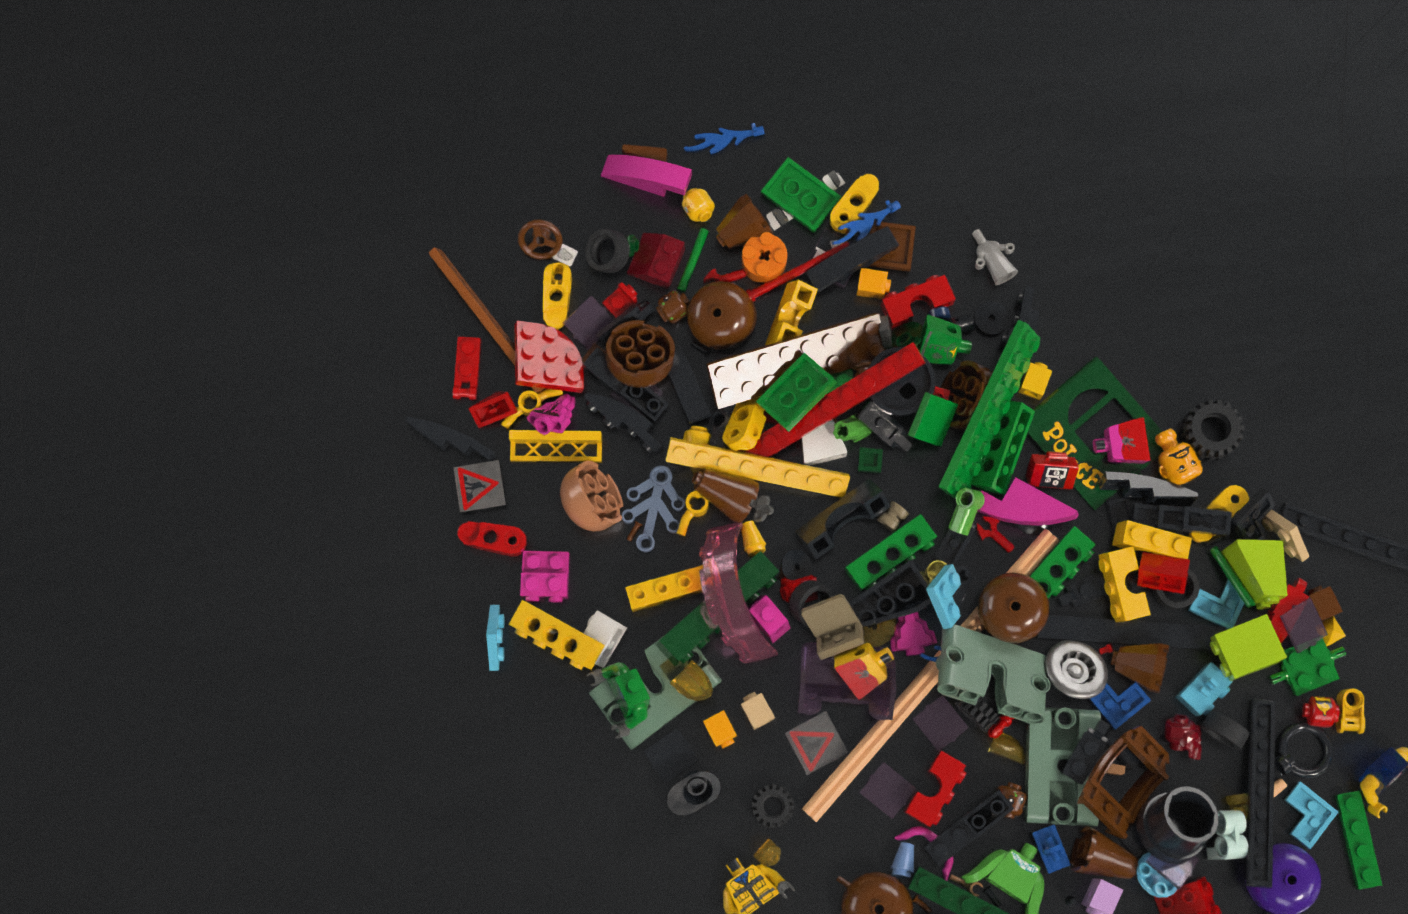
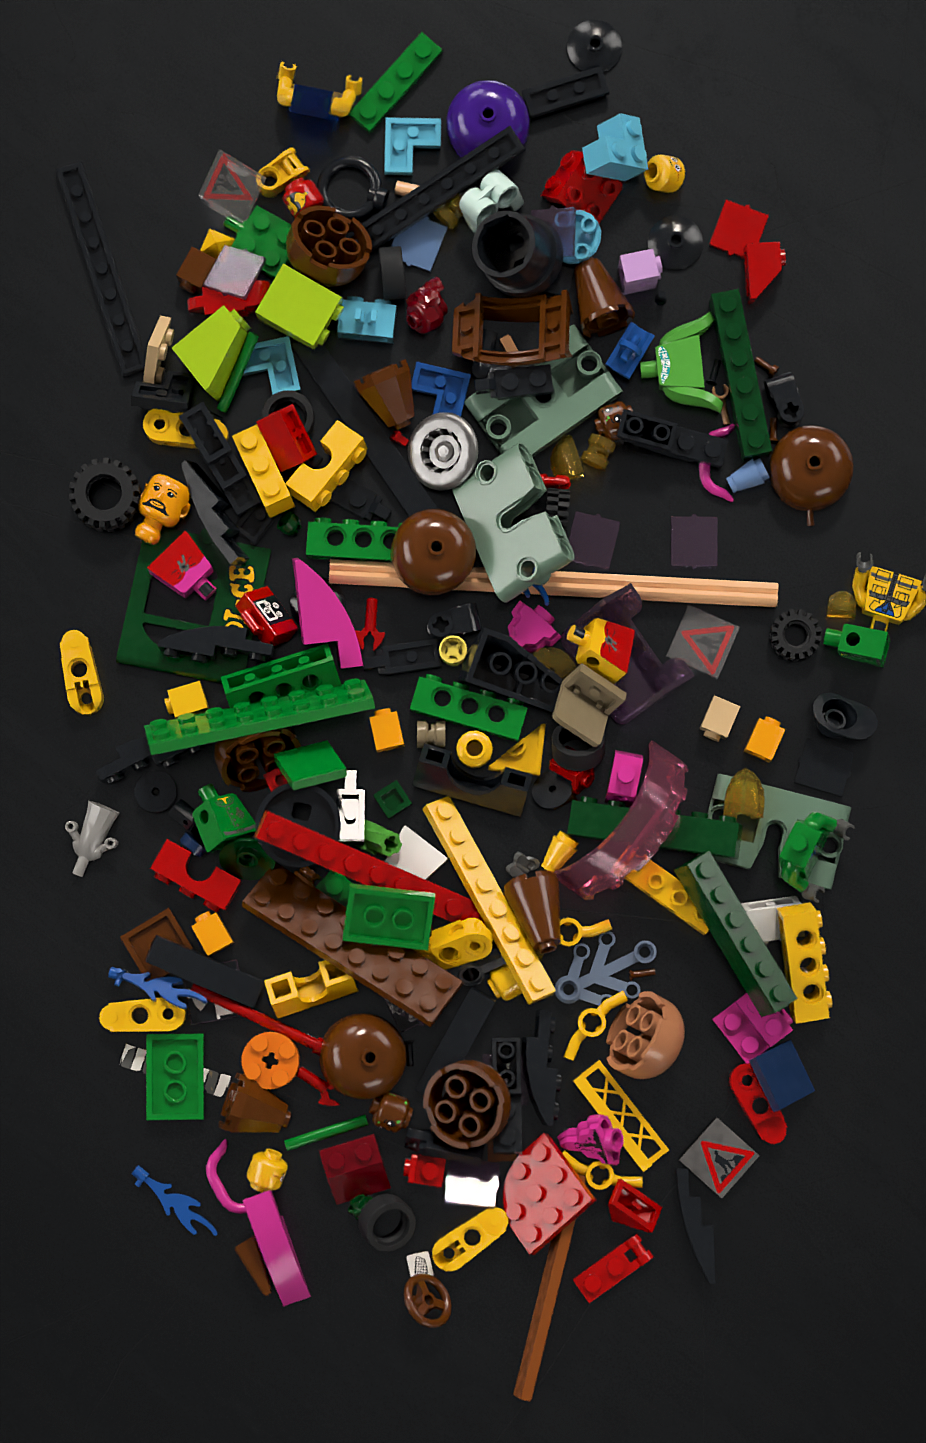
camera: 130 degrees left, 5 degrees up
(495, 637) = (851, 1021): medium azure plate -> none
(497, 565) = (782, 1075): none -> dark blue tile
(609, 603) = (735, 934): none -> dark green brick
(628, 483) = (602, 1011): none -> yellow piece
(717, 171) = (216, 1184): none -> dark pink animal
(726, 847) = (871, 647): none -> green torso
(832, 566) = (524, 755): none -> yellow tile
(861, 535) = (474, 749): none -> yellow head
(885, 331) = (252, 882): dark grey tile -> none
(918, 490) = (386, 730): none -> light orange brick
(941, 593) = (477, 626): medium azure plate -> none
(948, 772) = (682, 490): red arch -> none
(965, 512) = (376, 666): bright green piece -> none
(999, 778) = (598, 451): none -> clear yellow wheel
(1064, 419) = (205, 641): none -> black slope
(1103, 533) = (289, 523): none -> dark green hinge
(1122, 337) = (75, 650): none -> yellow piece
(1231, 768) = (421, 243): none -> medium blue piece
(1276, 694) = (321, 251): none -> reddish brown cylinder
(1364, 670) = (231, 187): none -> clear piece

